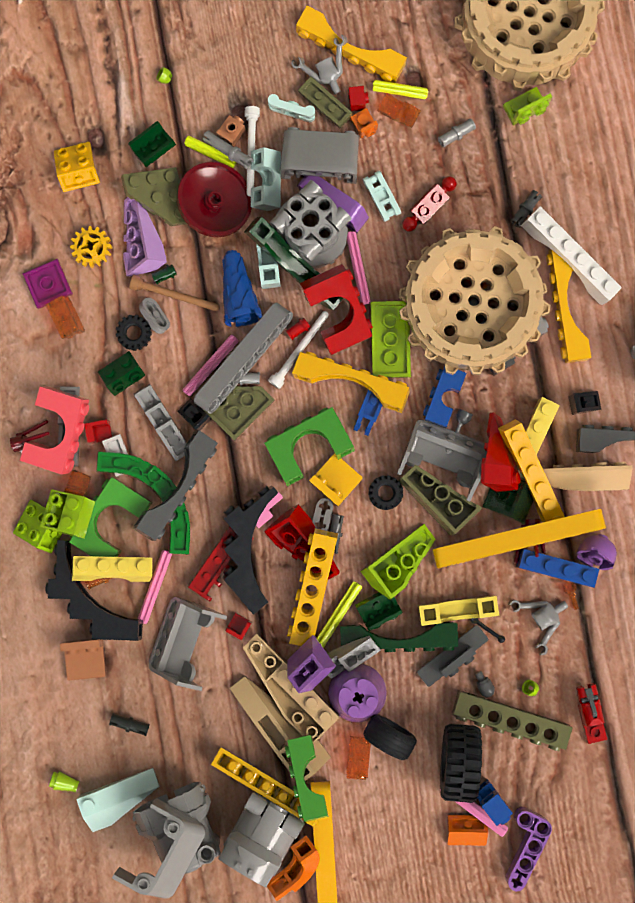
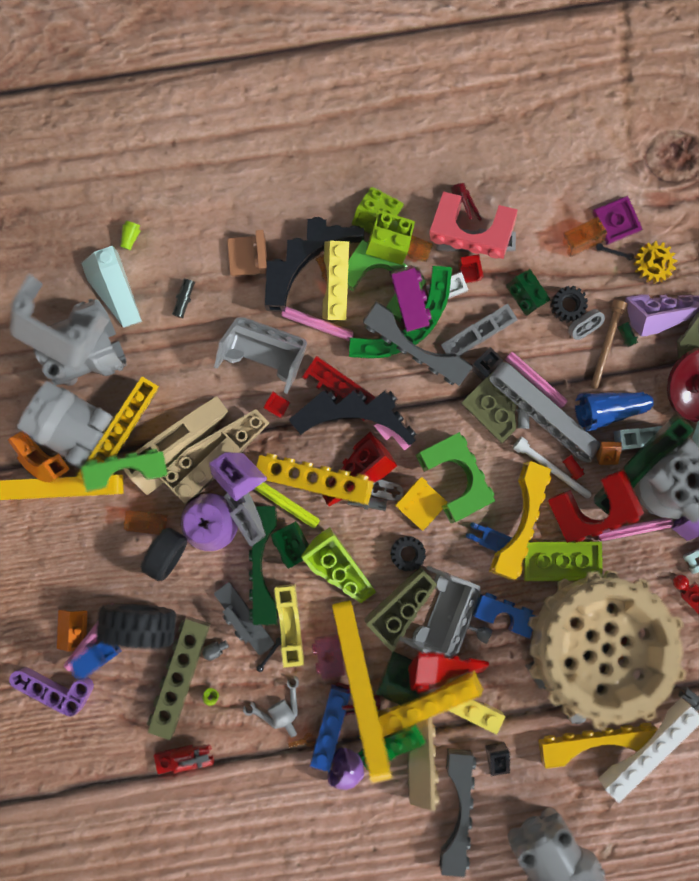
camera: 85 degrees right, 0 degrees up
(75, 301) = (599, 247): none -> black hinge
(129, 493) = (410, 297): none -> magenta wedge
(283, 294) = (609, 453): none -> orange bracket
(477, 567) = (335, 666): none -> clear pink brick
(569, 500) = (399, 743): none -> green slope

